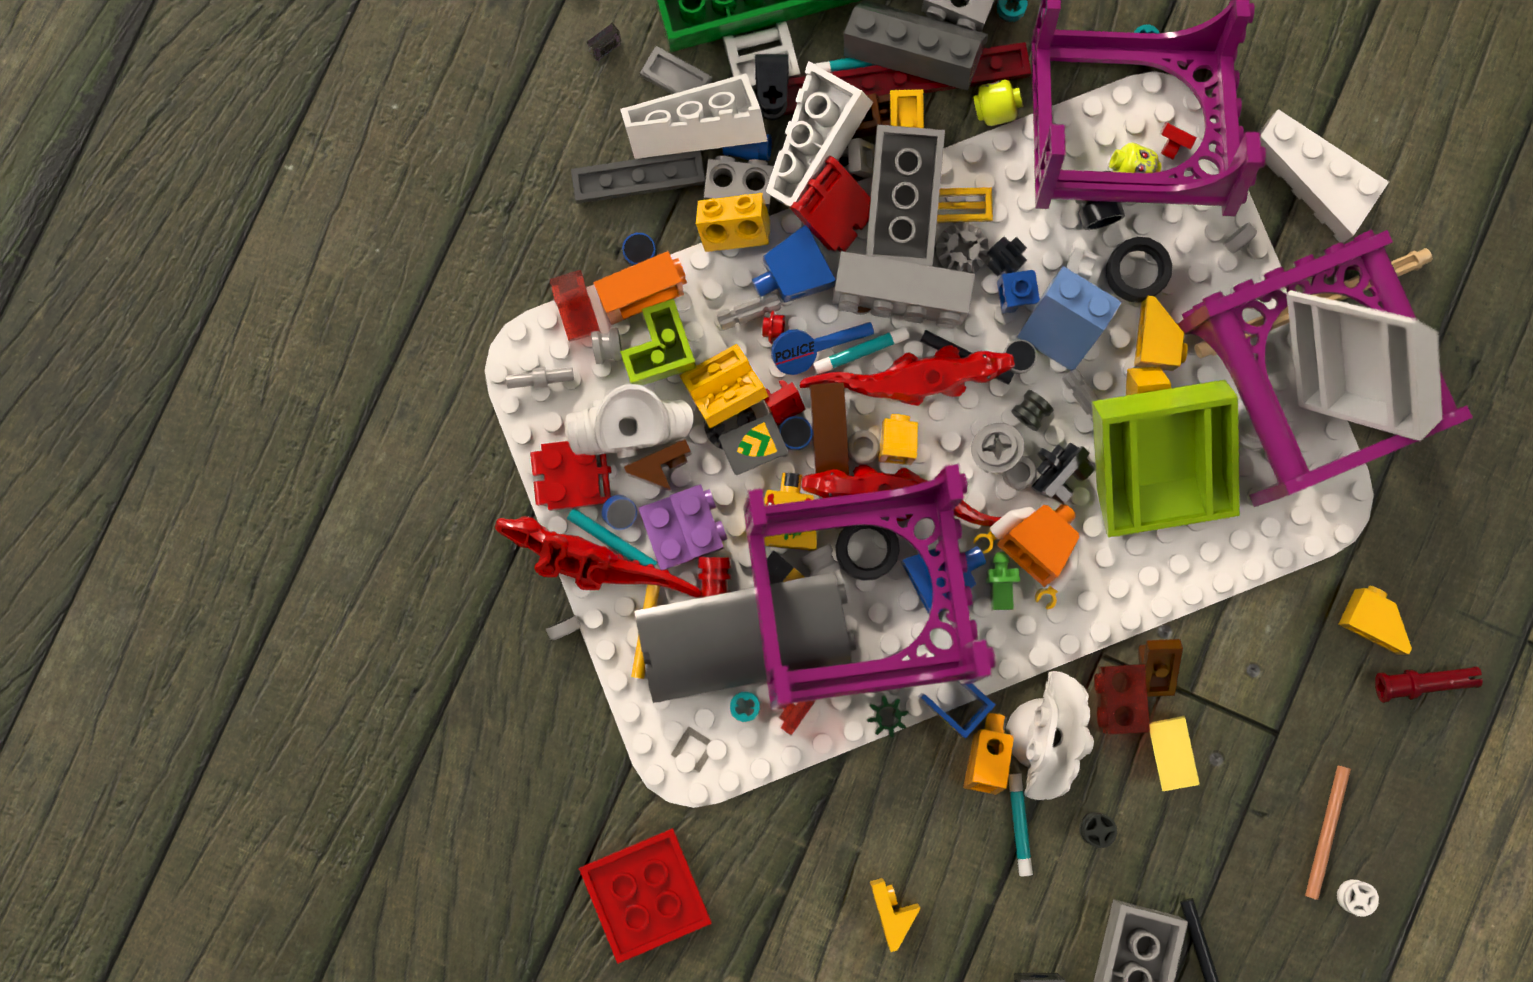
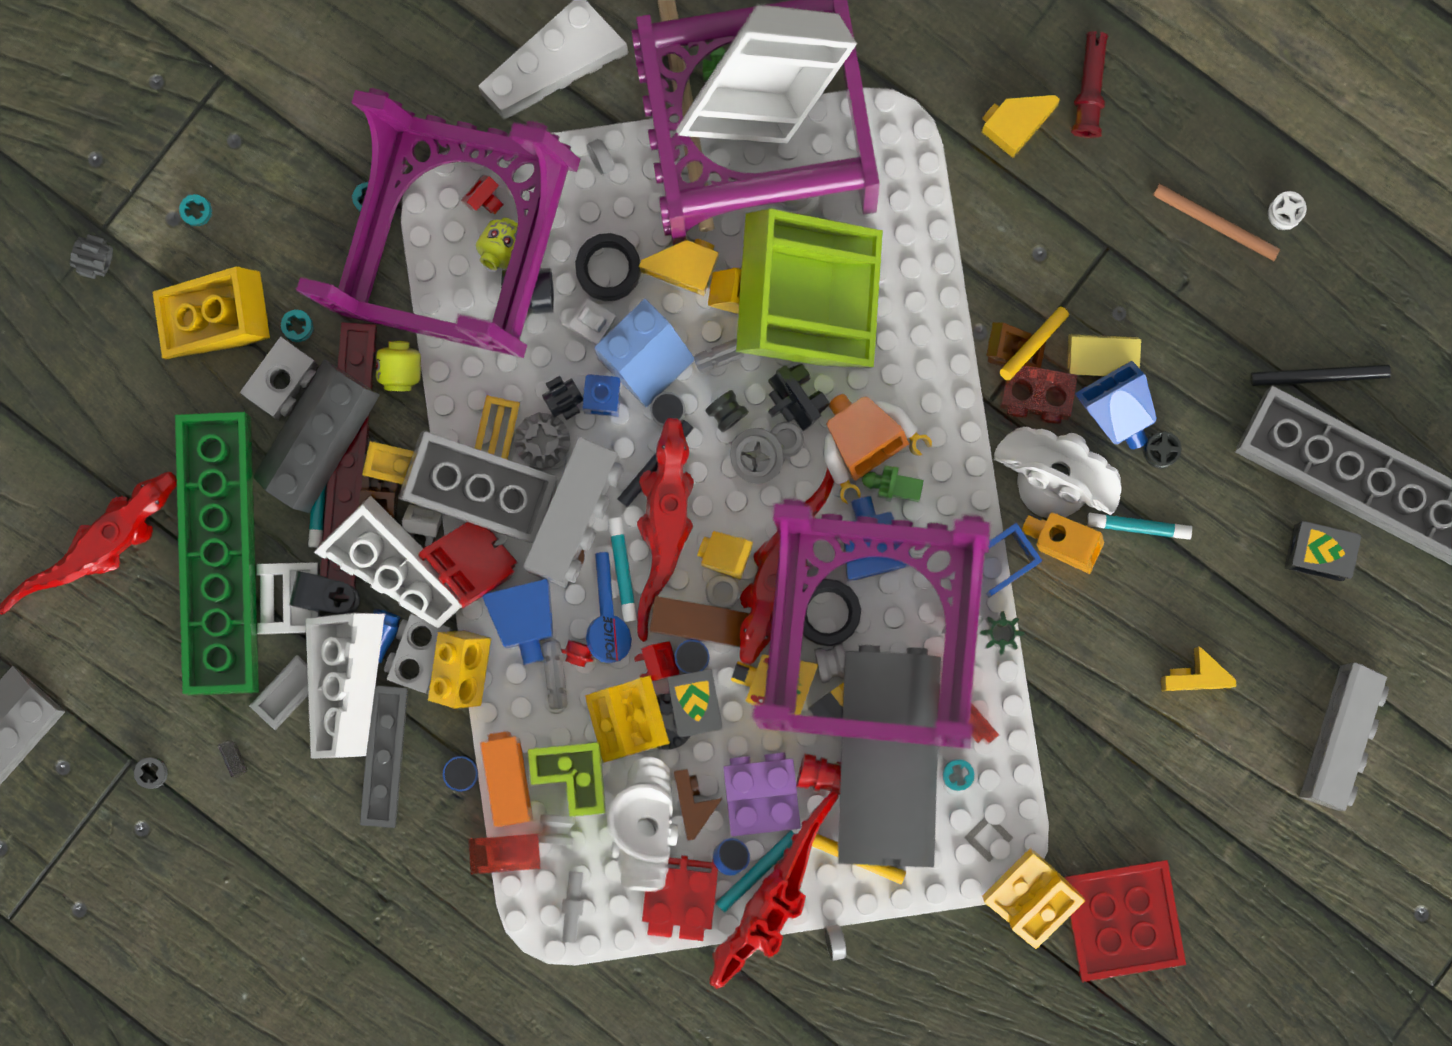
camera: 70 degrees left, 0 degrees up
(646, 804) = (1033, 898): none -> yellow slope
(1131, 780) = (1121, 405): none -> torso
(1169, 683) = (1034, 343): none -> yellow bar

